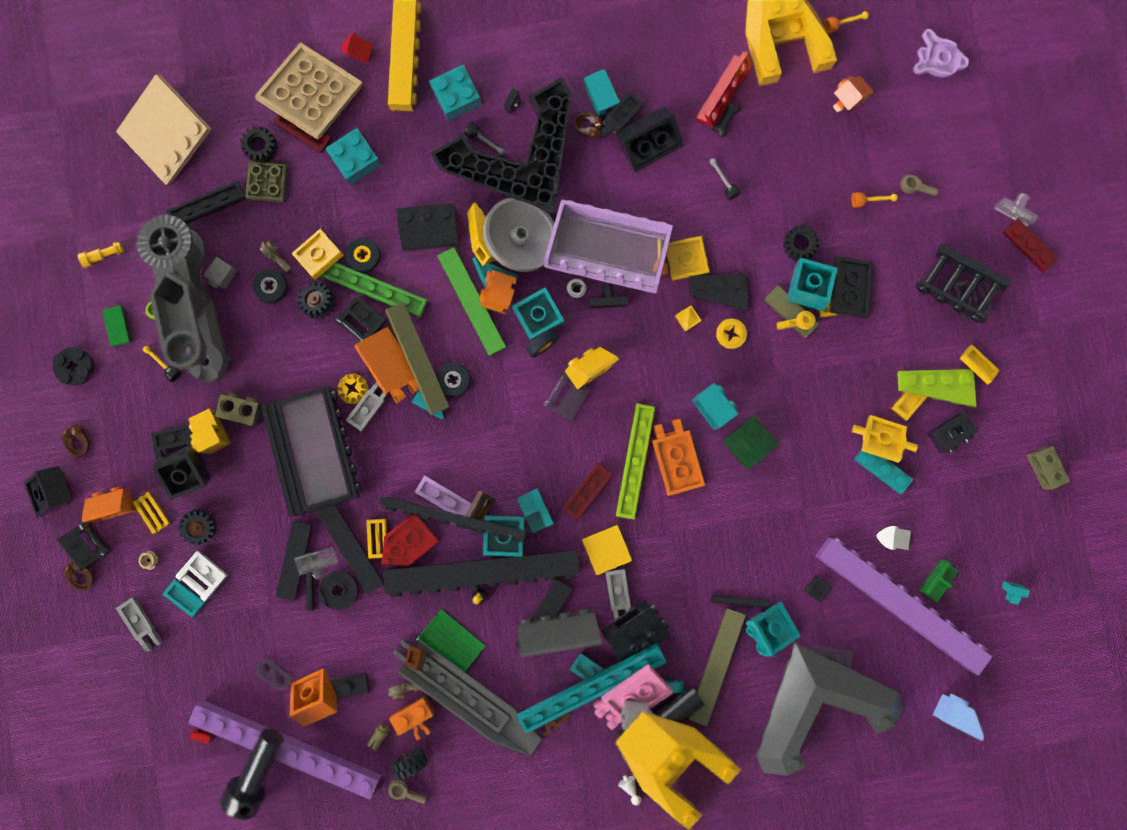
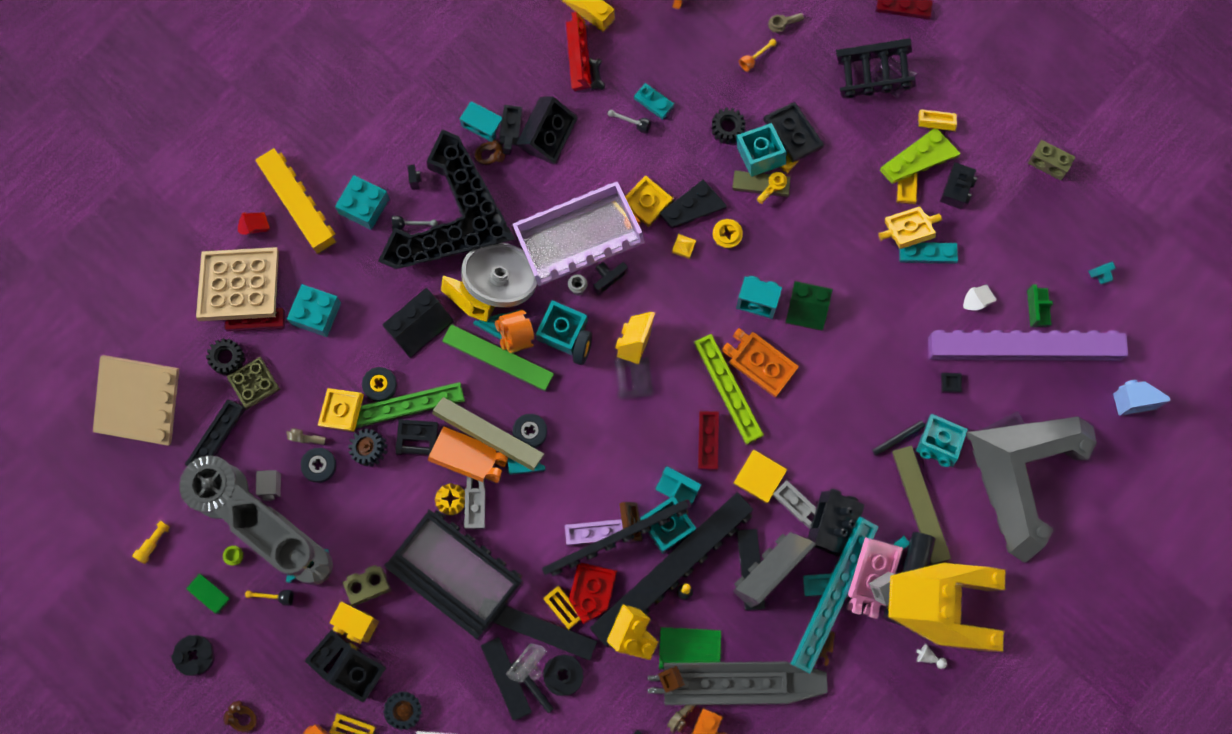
camera: 35 degrees left, 10 degrees down
(410, 601) = (629, 633): none -> yellow brick
(756, 177) = (654, 101): none -> teal plate

